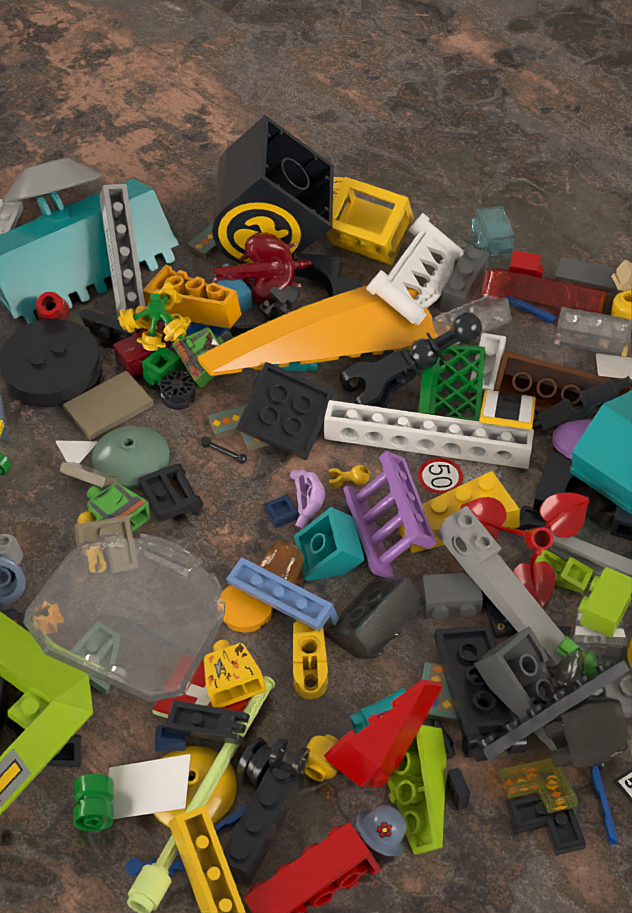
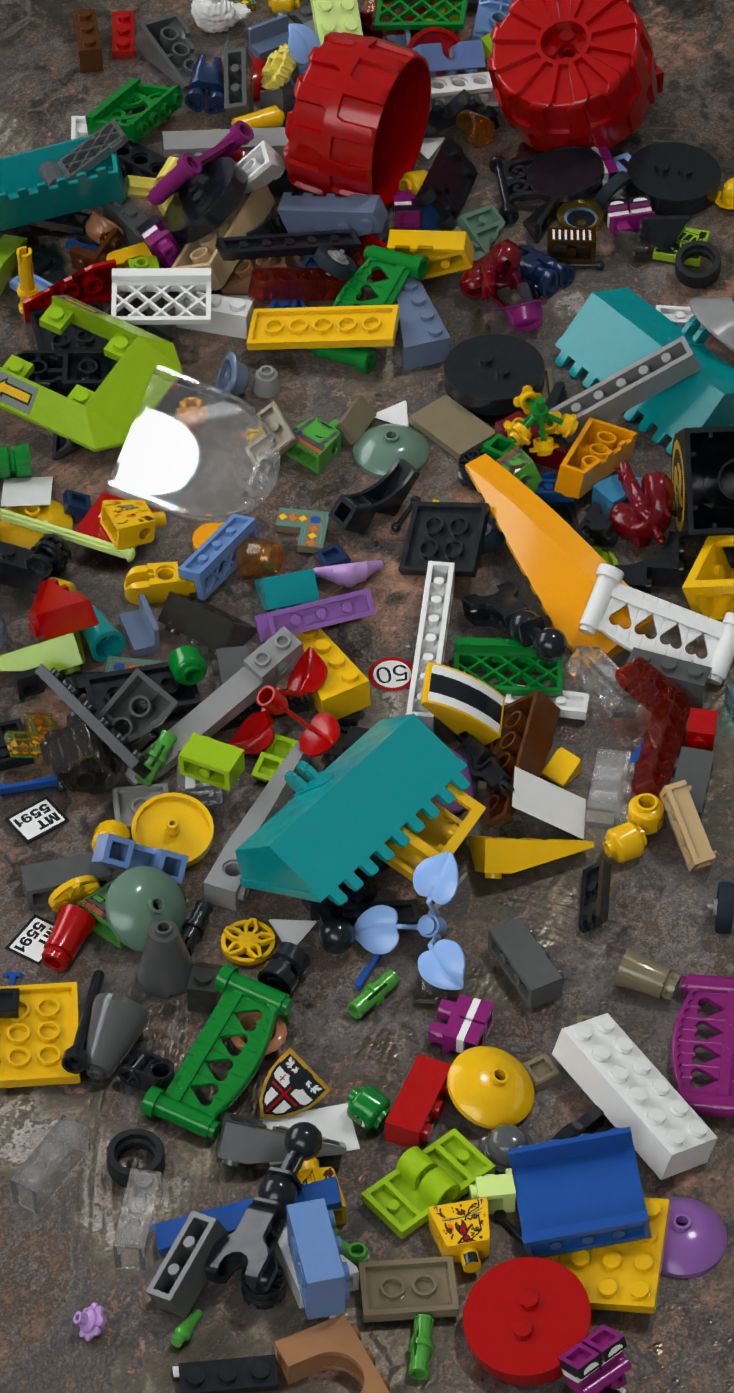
camera: 85 degrees right, 5 degrees down
(61, 310) = (562, 361): red plant -> none
(163, 496) = (342, 472): black plate -> none
(206, 722) = (81, 511): black hinge -> none
(214, 460) = (386, 496): none -> black arch
(230, 525) = (309, 524): none -> dark tan tile
(359, 475) = (381, 605): yellow arm -> none
(374, 677) = (141, 629): none -> sand blue panel
(459, 624) = (187, 665): none -> green head
(566, 356) = (562, 767): none -> yellow slope

